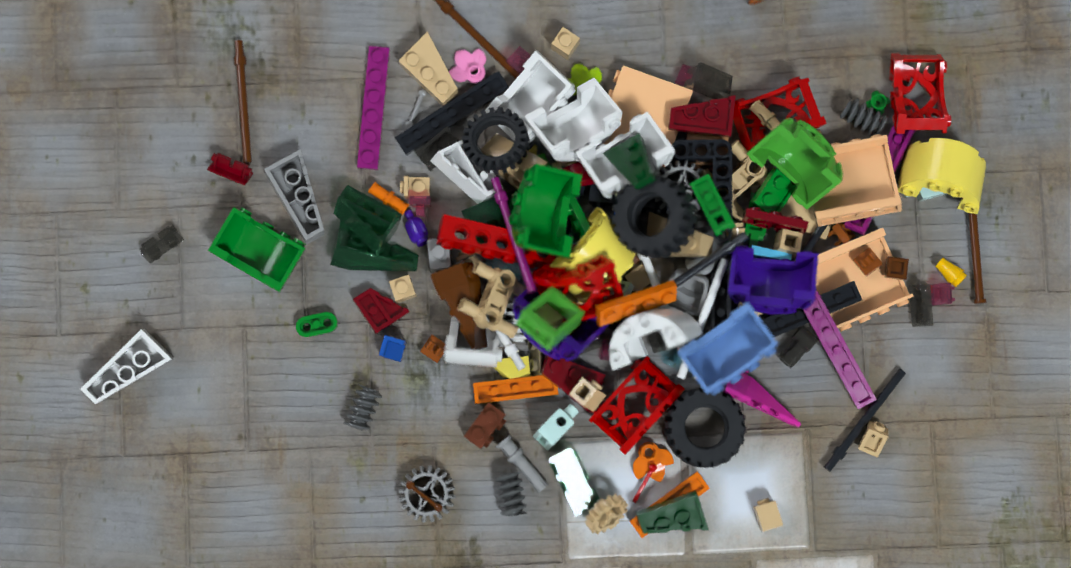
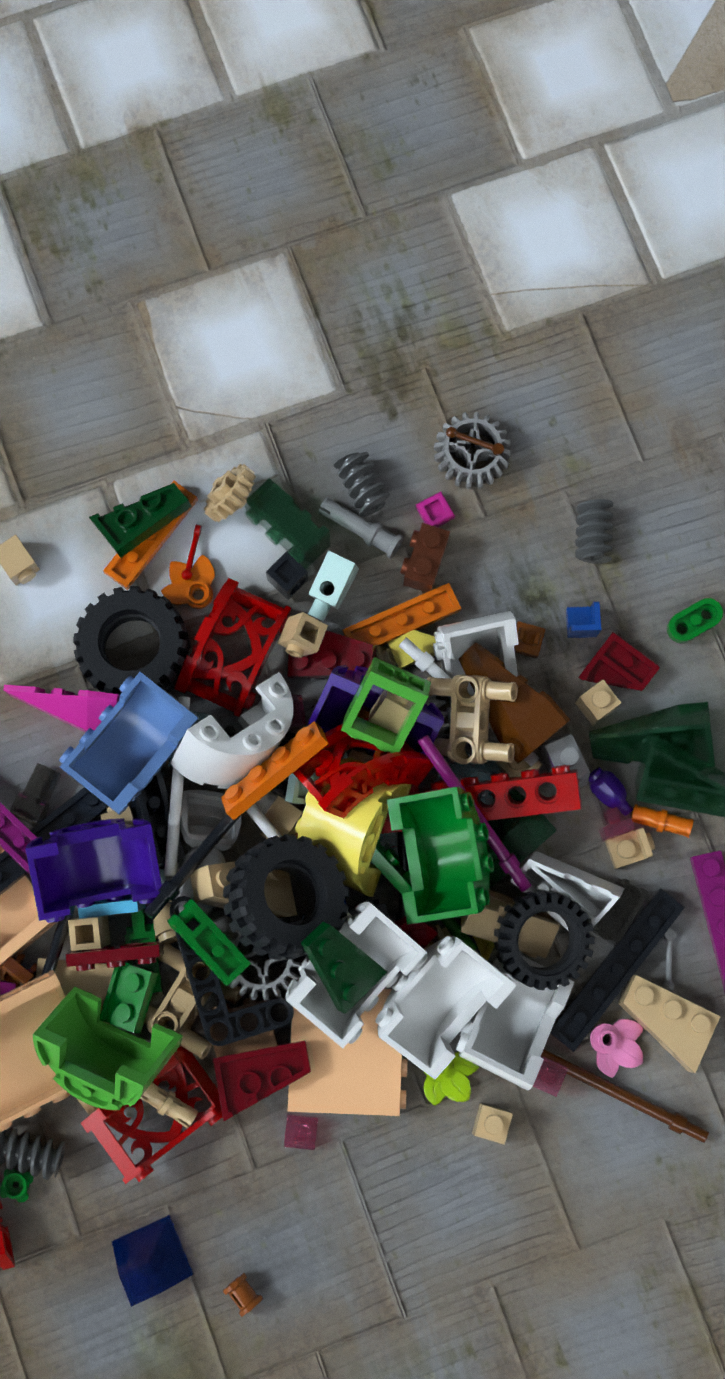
camera: 160 degrees right, 5 degrees down
(467, 459) = (435, 510): none -> dark pink tile
(584, 442) = (287, 575): none -> black brick
(709, 81) = (267, 1132): clear smoke hinge -> none
(805, 30) = (150, 1260): none -> clear blue slope

